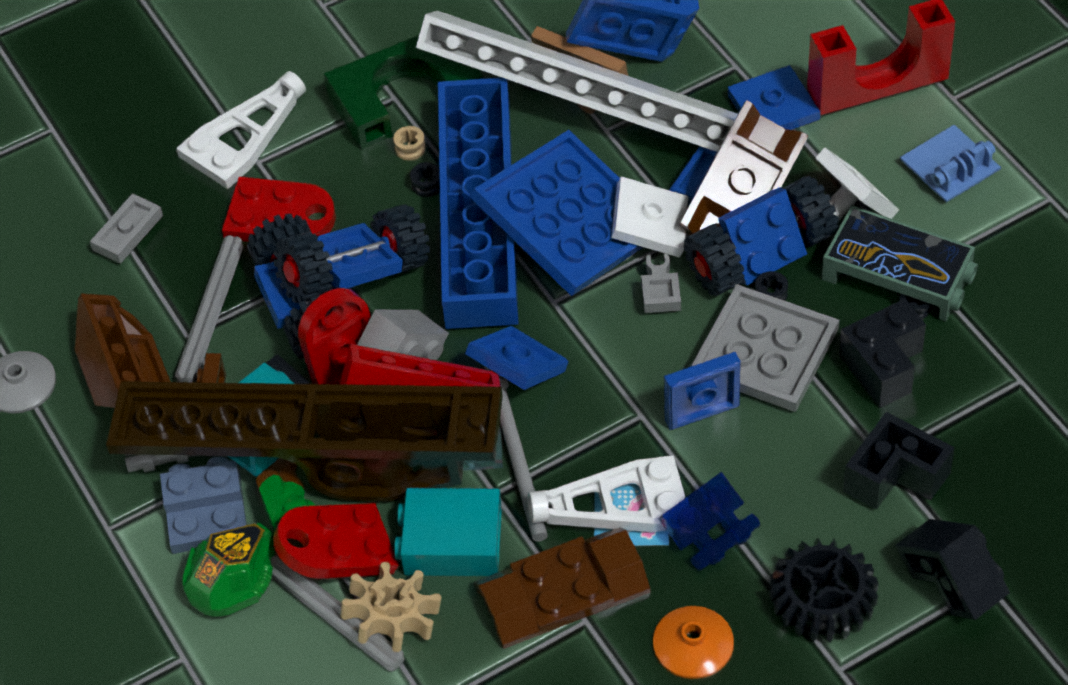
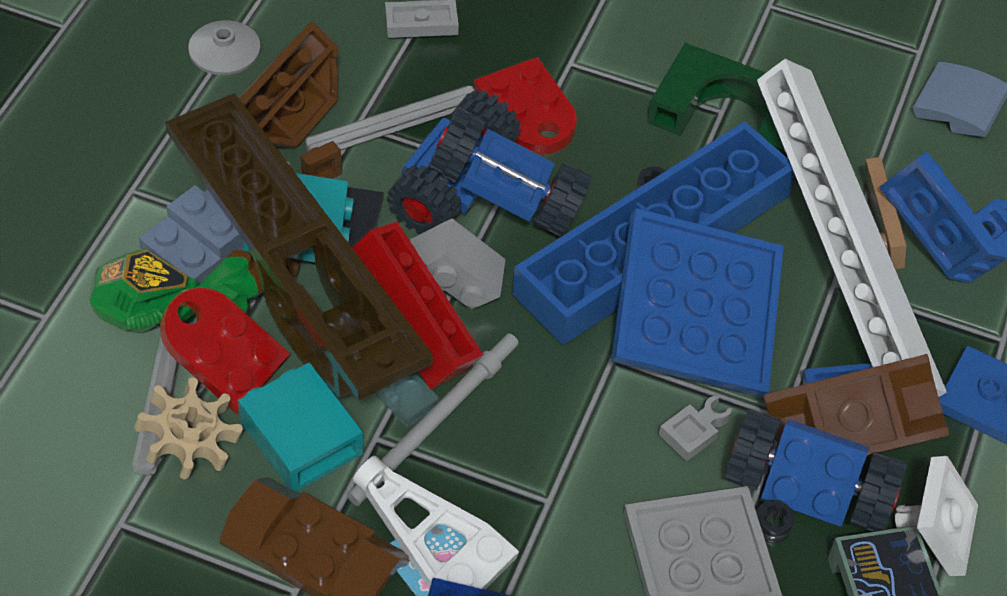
camera: 45 degrees right, 0 degrees up
(222, 162) = (546, 41): white plate -> none
(328, 338) = (412, 208): red plate -> none
(410, 134) = (679, 140): tan bush -> none
(517, 357) = (517, 362): blue plate -> none
(649, 216) = (752, 366): white plate -> none
(702, 390) = (596, 527): blue plate -> none

